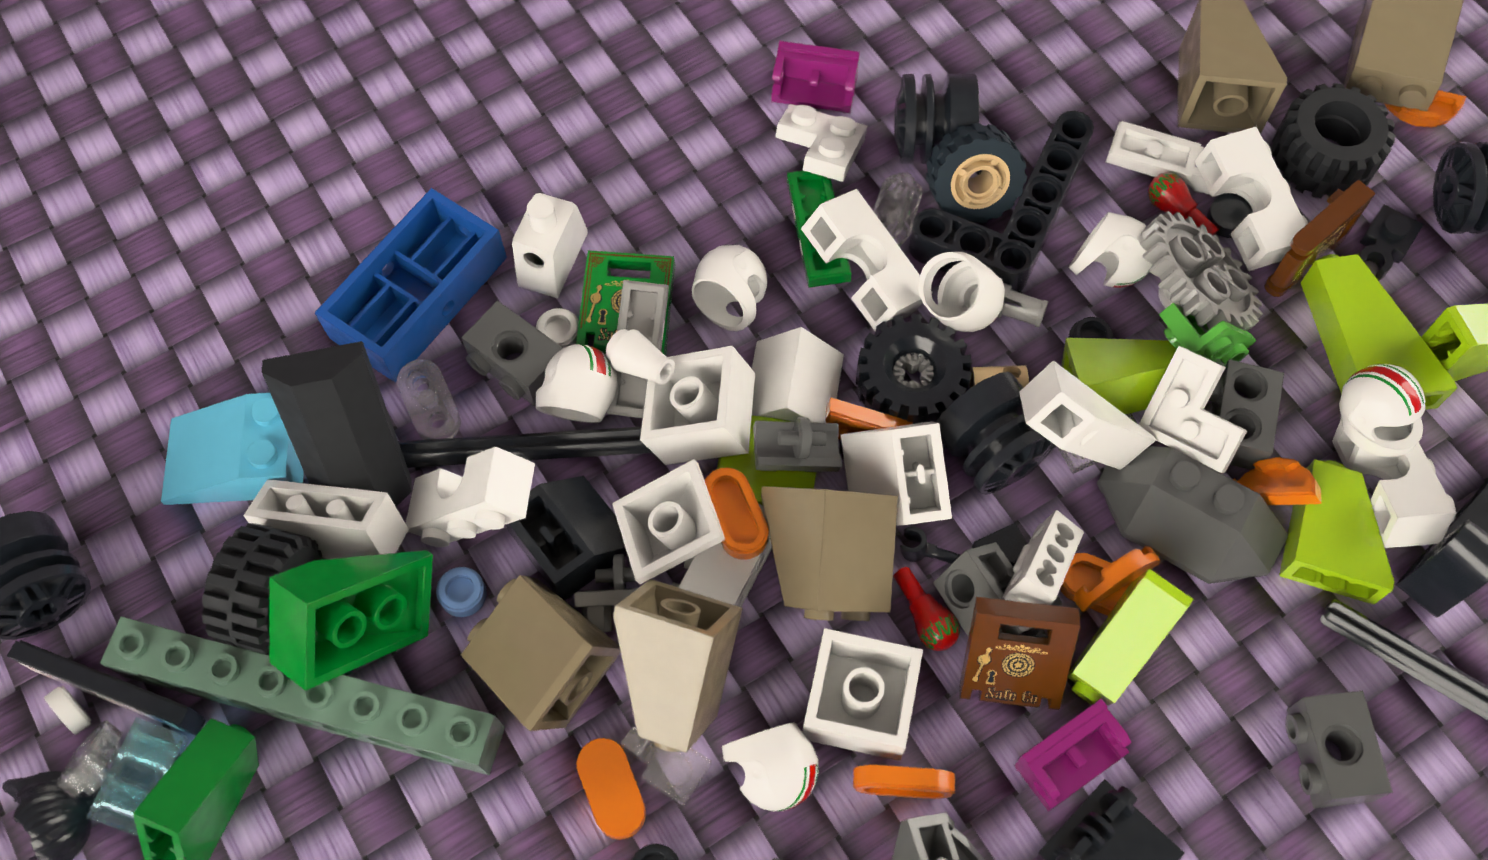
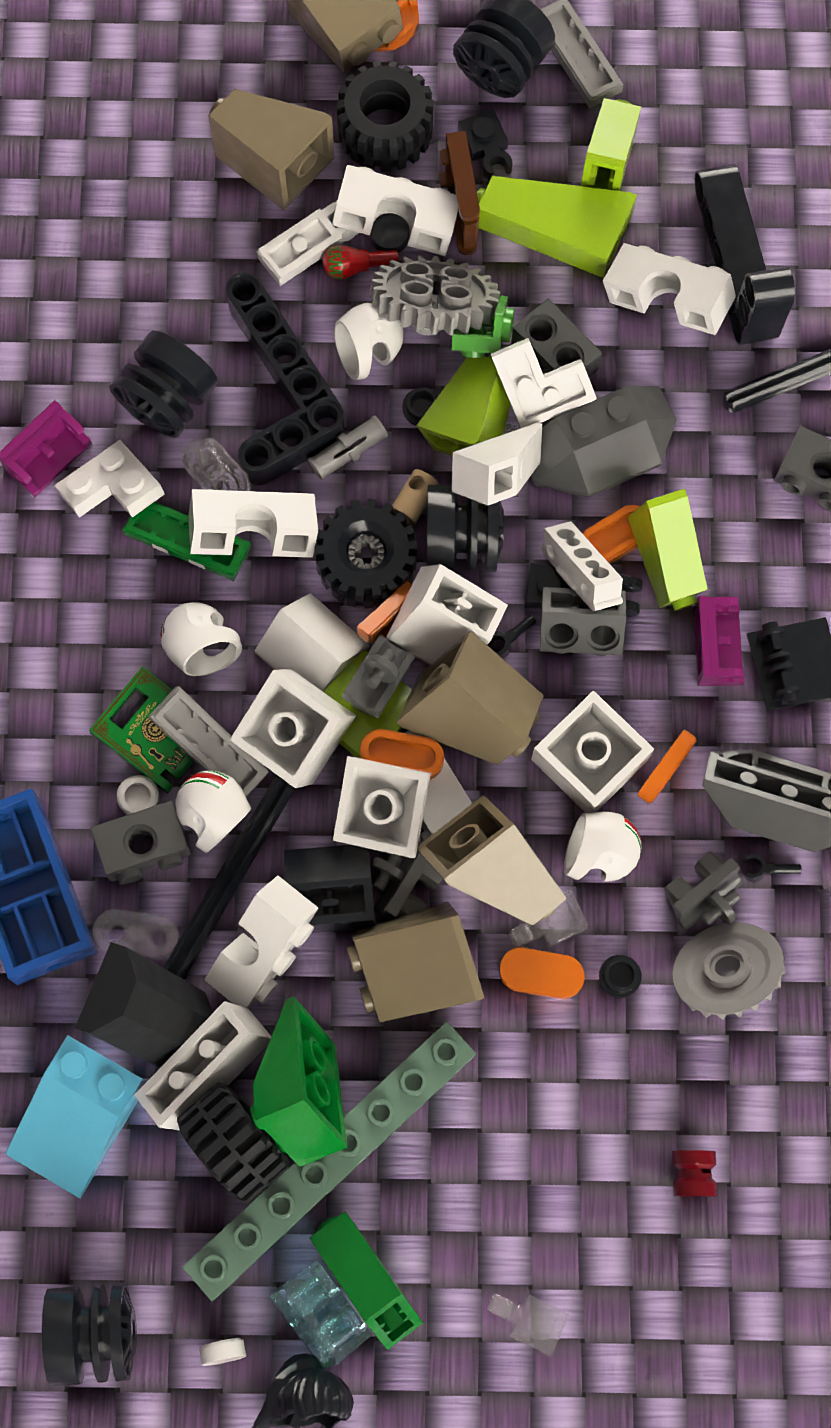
camera: 60 degrees left, 10 degrees up
(90, 761) = (282, 1347): clear plate -> none
(107, 687) = (222, 1313): black tile -> none
(461, 592) = (318, 997): medium blue tile -> none
(551, 233) = (60, 758): white torso -> none
(638, 357) = (226, 746): white cone -> none
(933, 622) = (567, 670): red piece -> none
(963, 154) = (236, 391): black wheel -> none
(967, 295) = (335, 470): white helmet -> none
(1019, 667) = (642, 636): reddish brown container -> none
(1116, 576) = (619, 523): orange tile -> none
(1282, 482) = (624, 365): orange tile -> none
(1339, 540) = (680, 356): lime slope -> none
(1382, 398) = (621, 257): white helmet -> none

